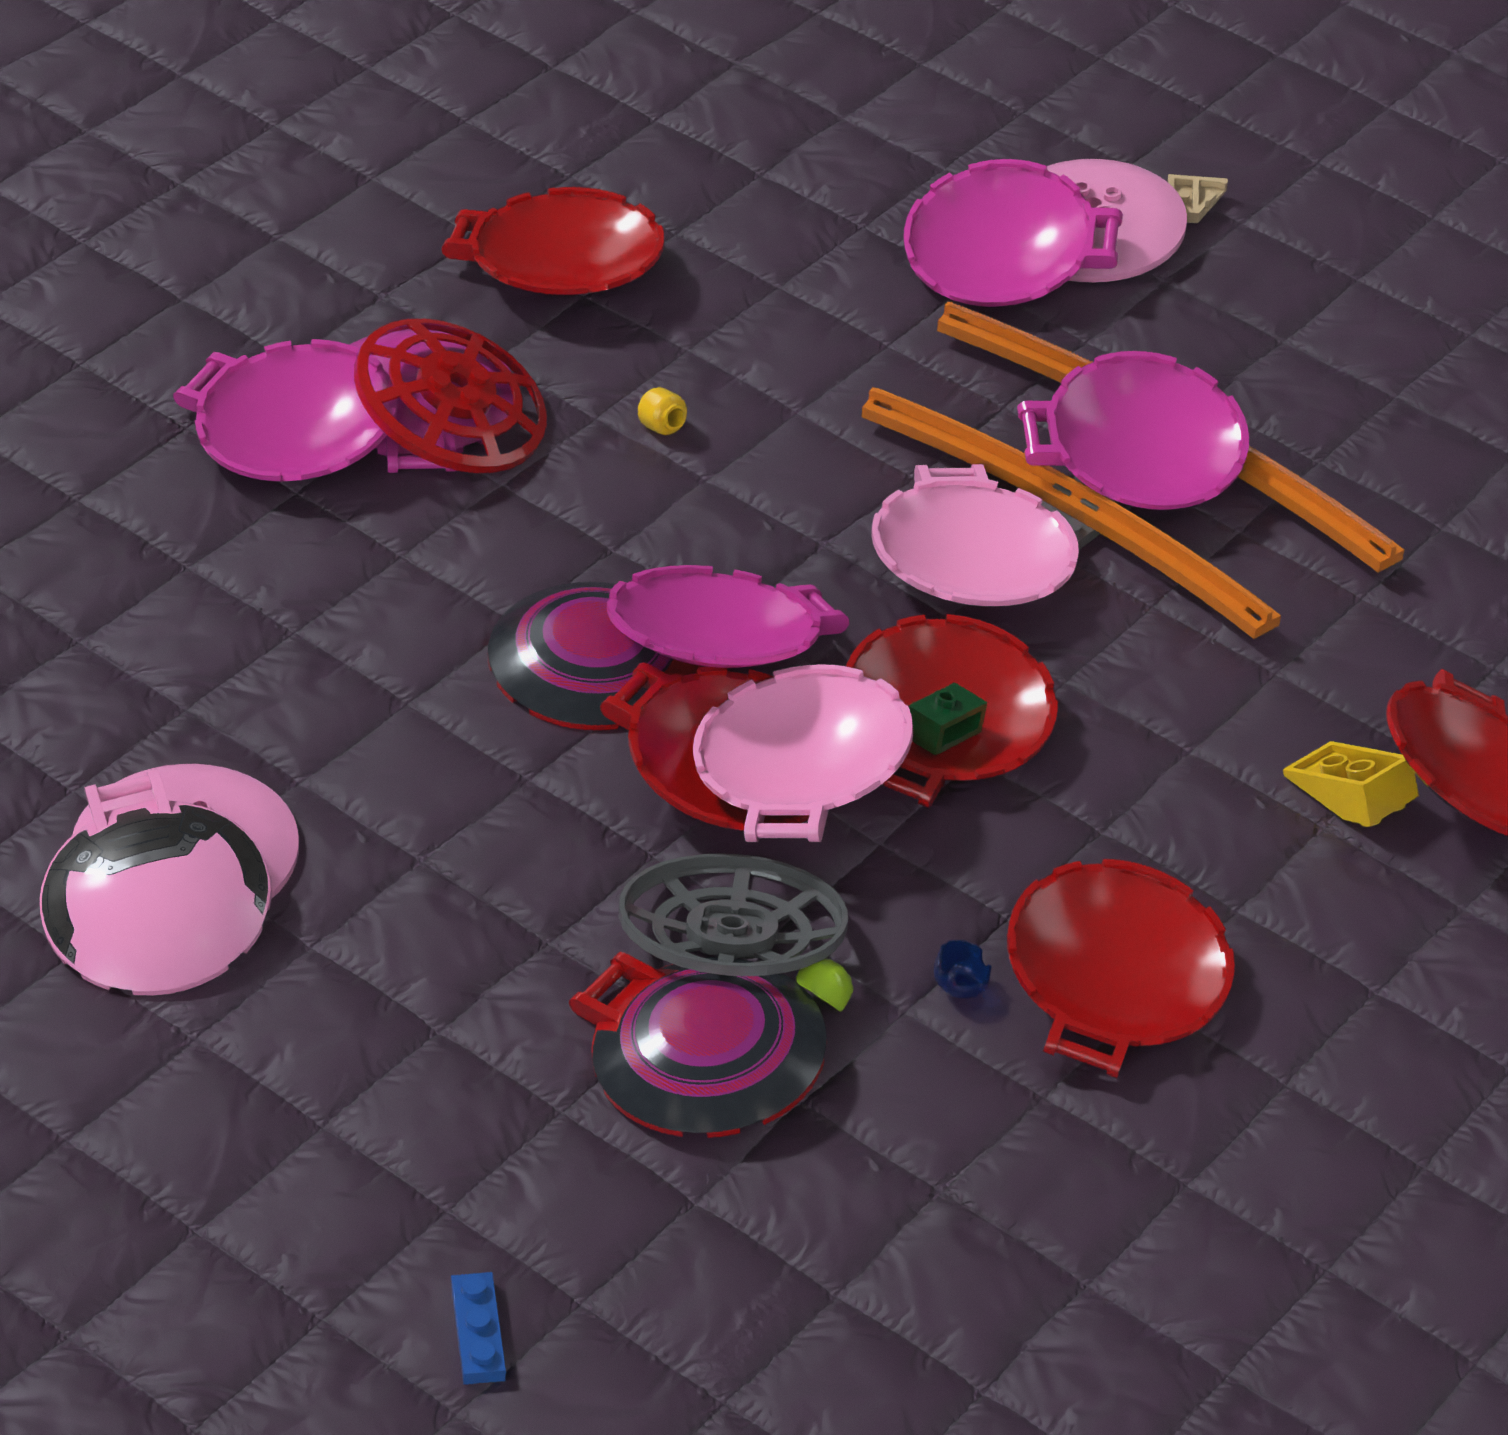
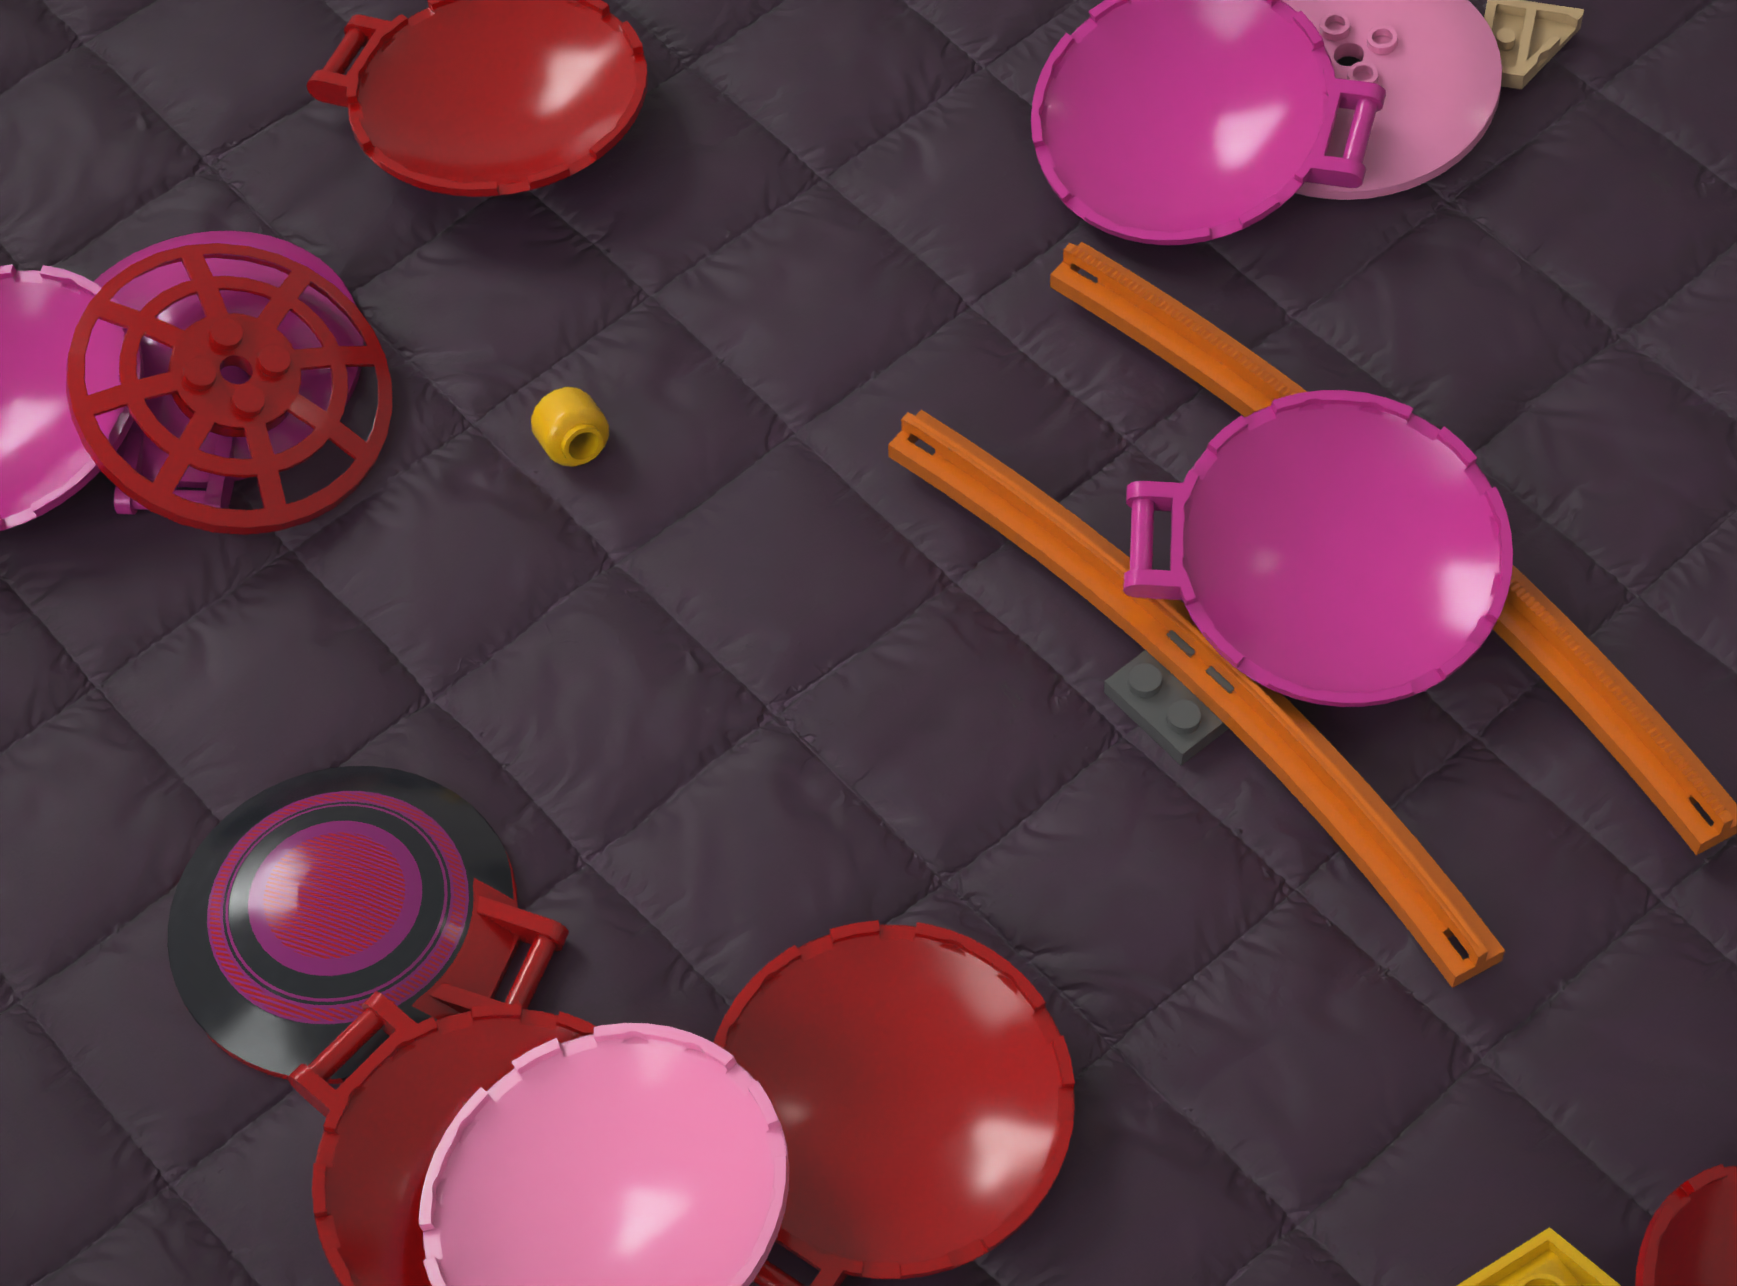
camera: 15 degrees right, 15 degrees up
(720, 616) = (529, 902): dark pink dish -> none
(946, 718) = (872, 1140): dark green brick -> none
(973, 540) = (1006, 749): bright pink dish -> none

